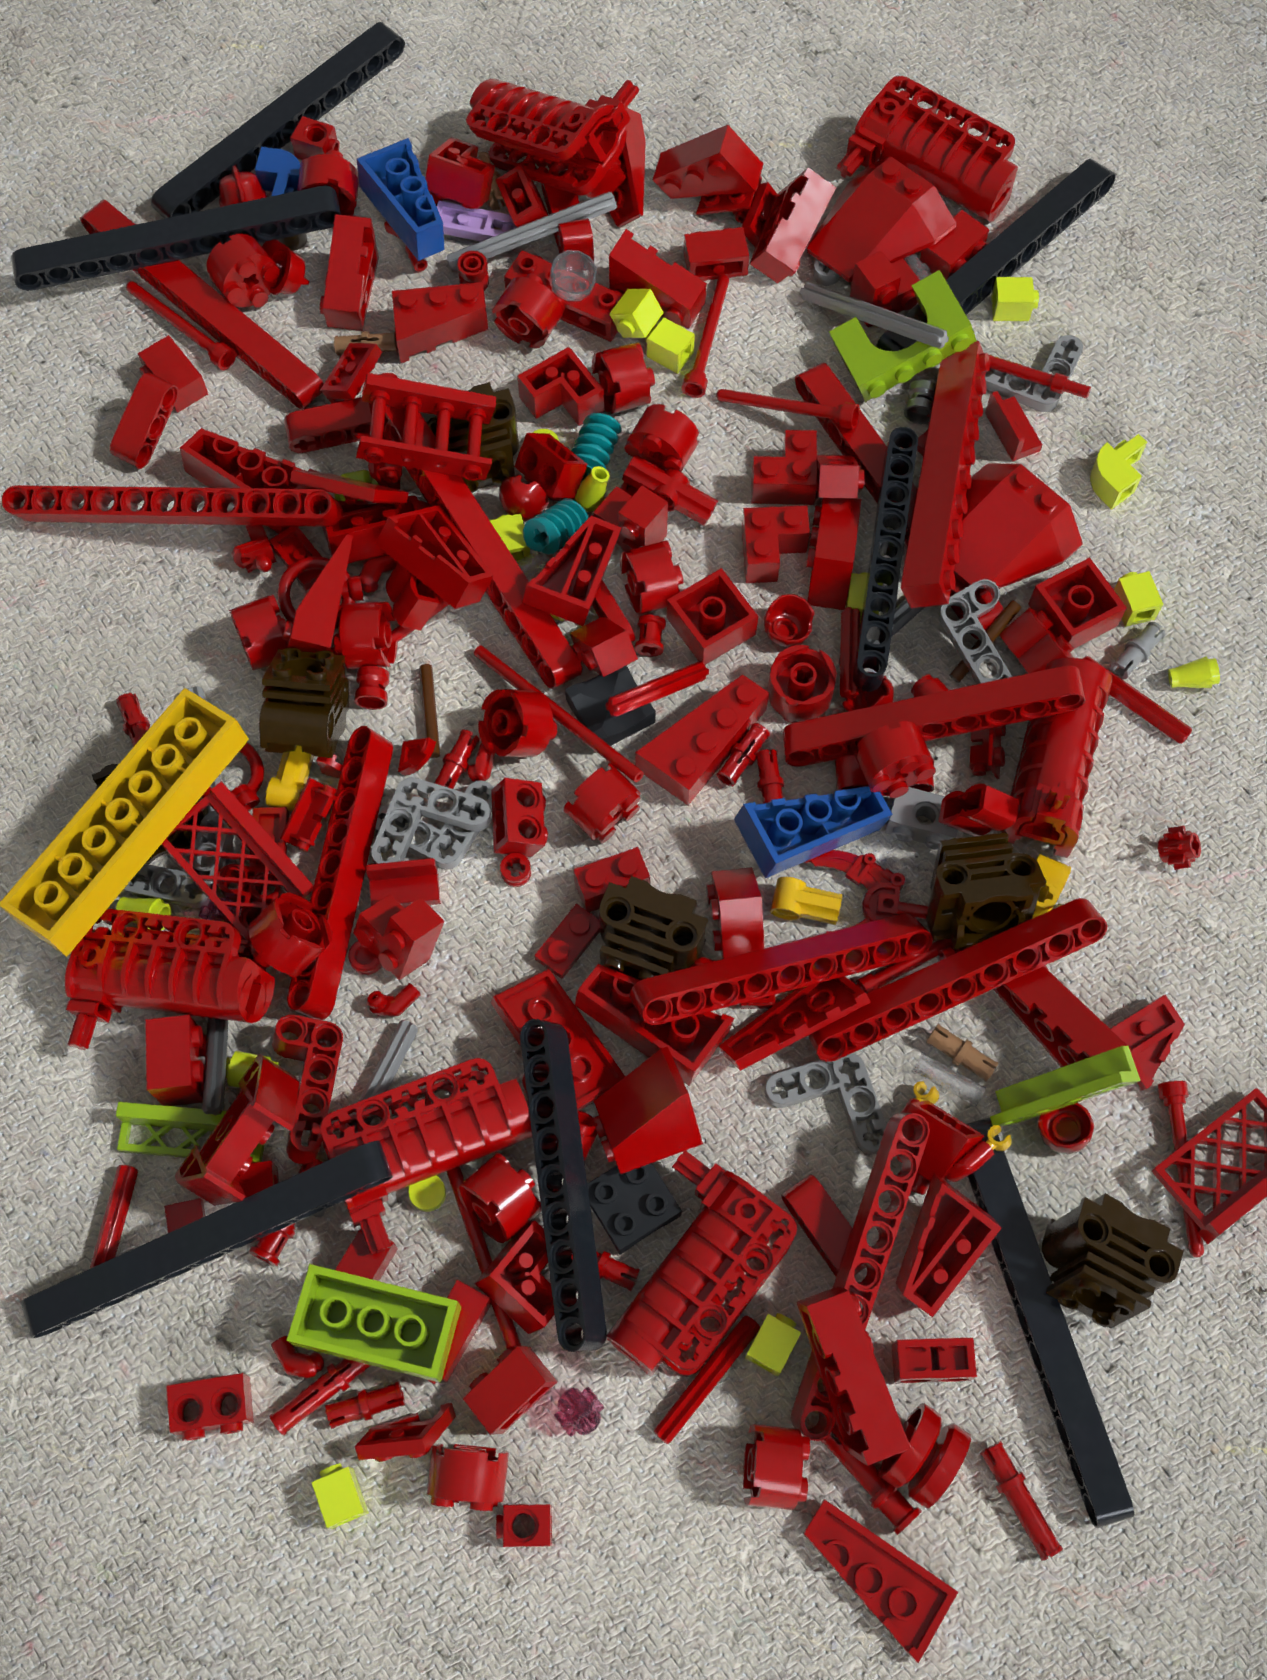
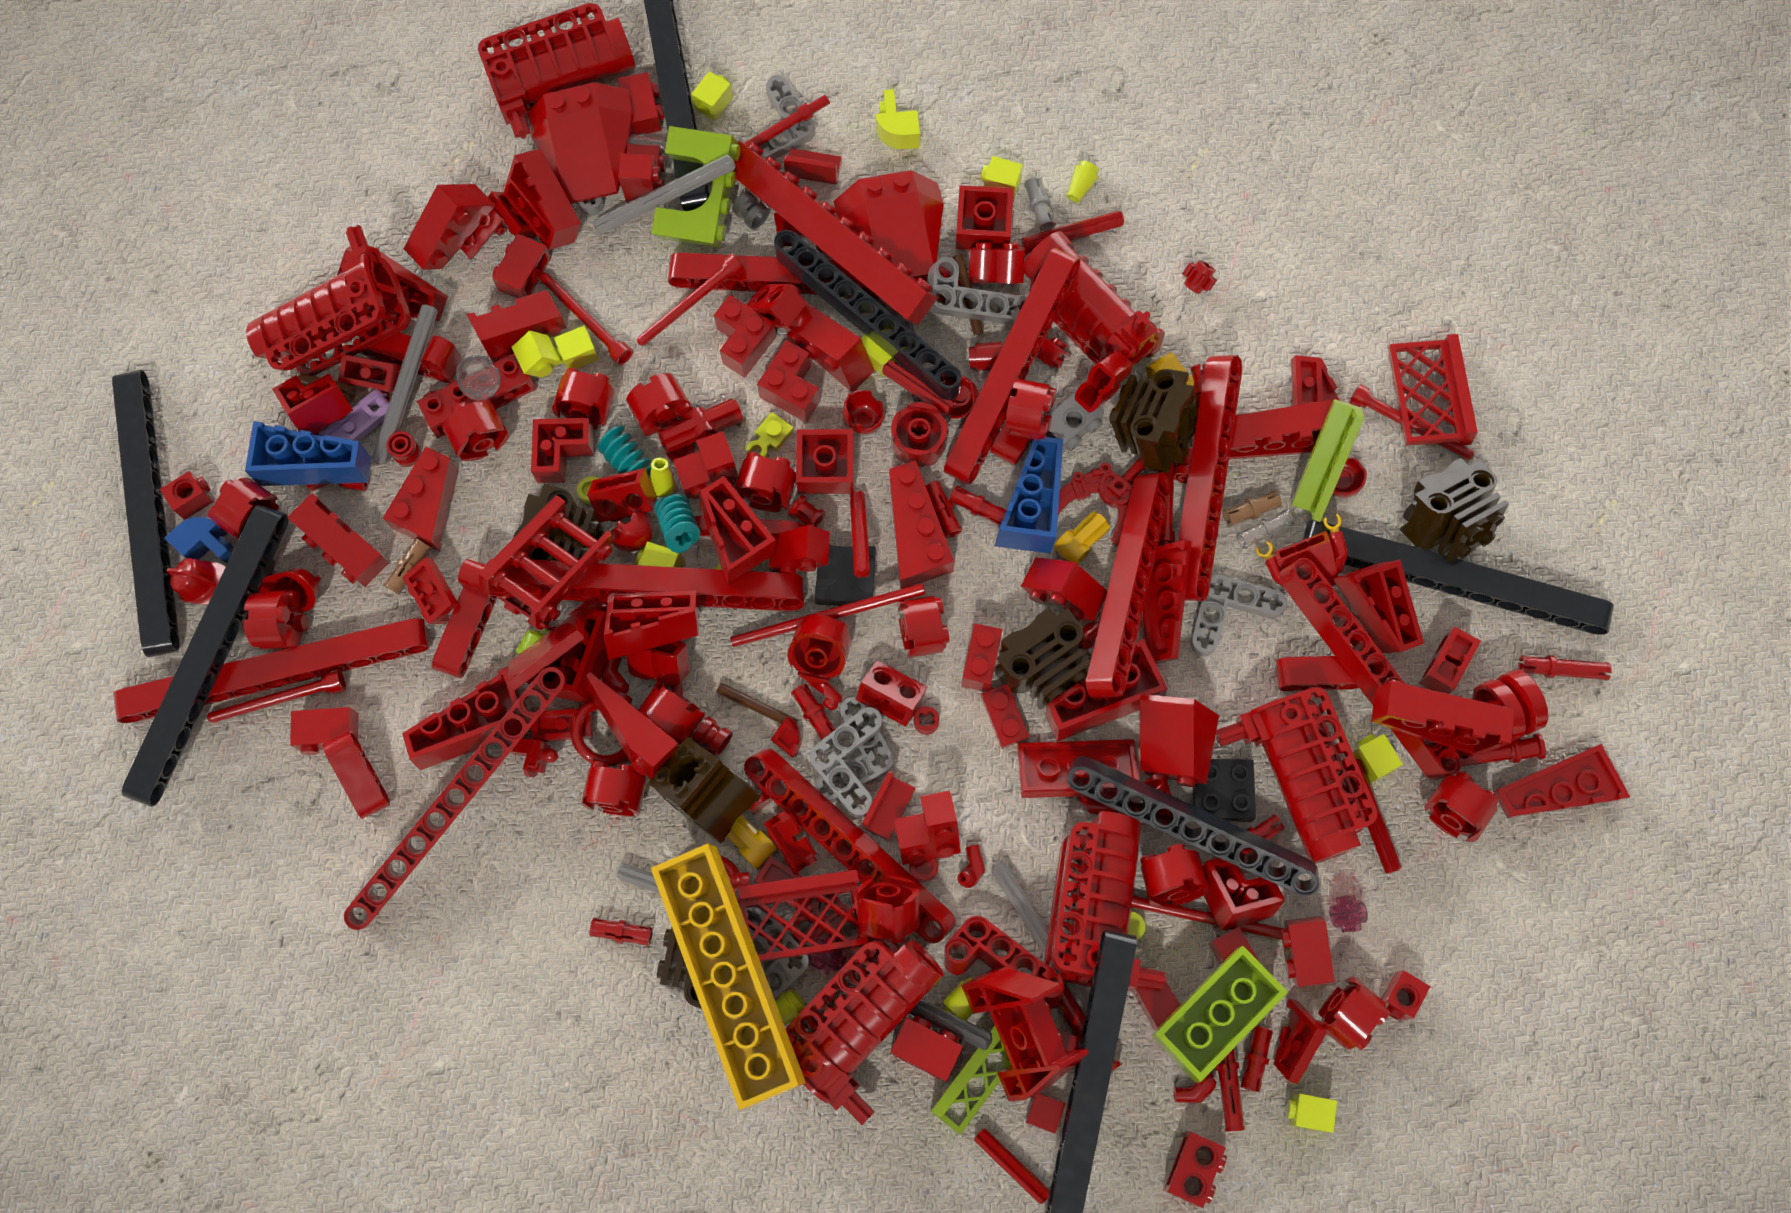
camera: 55 degrees left, 5 degrees up
(708, 558) = (771, 433): none -> neon yellow plate

